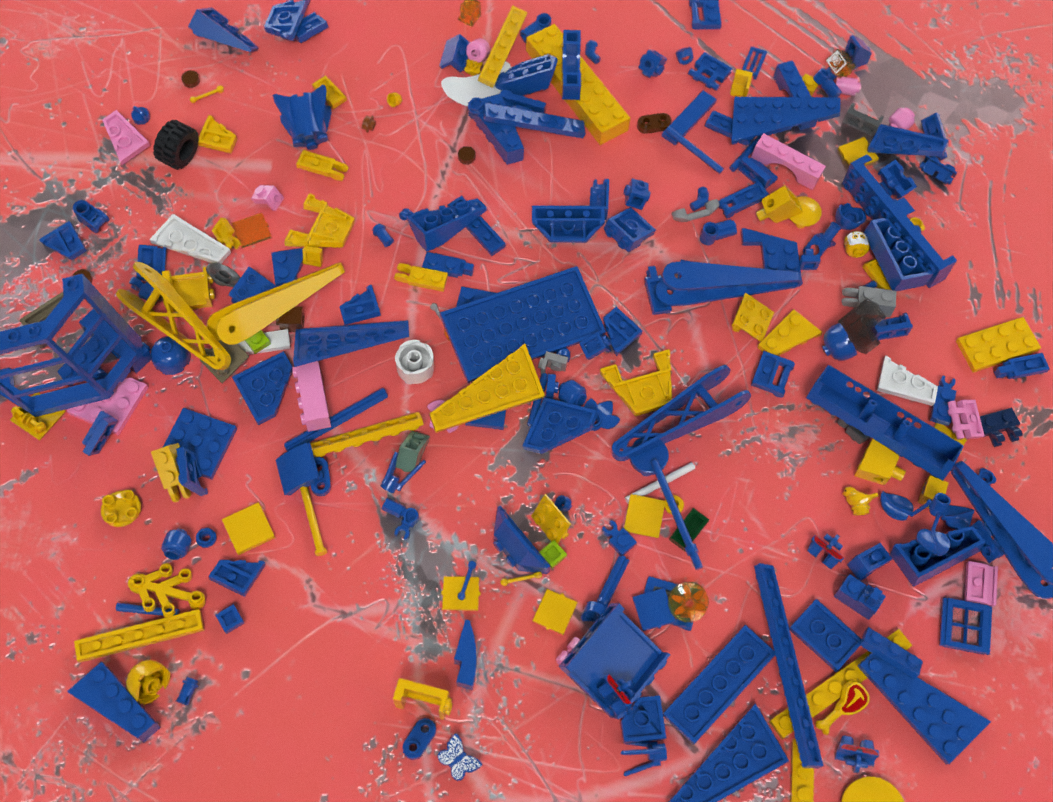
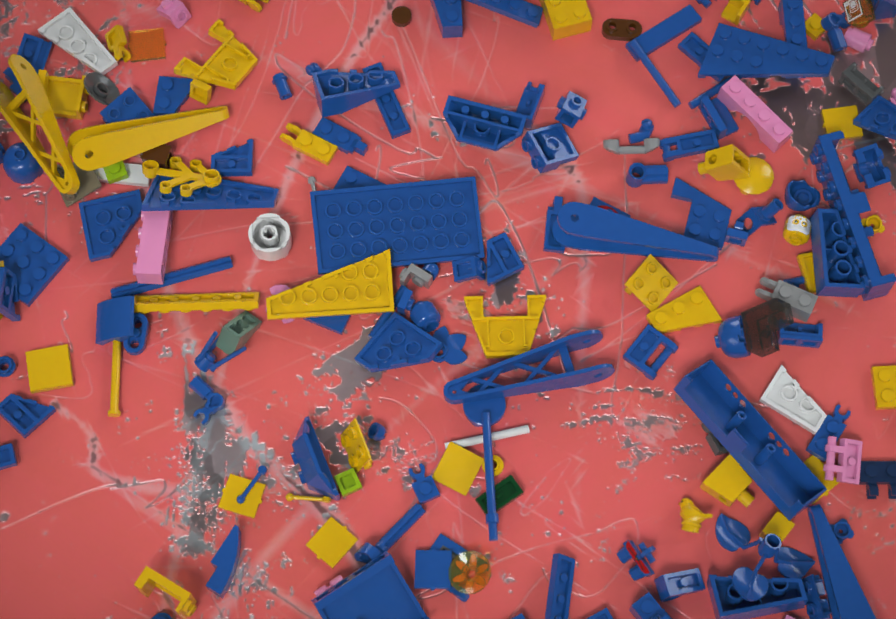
camera: 20 degrees right, 5 degrees up
(319, 328) = (209, 178): none -> yellow plant

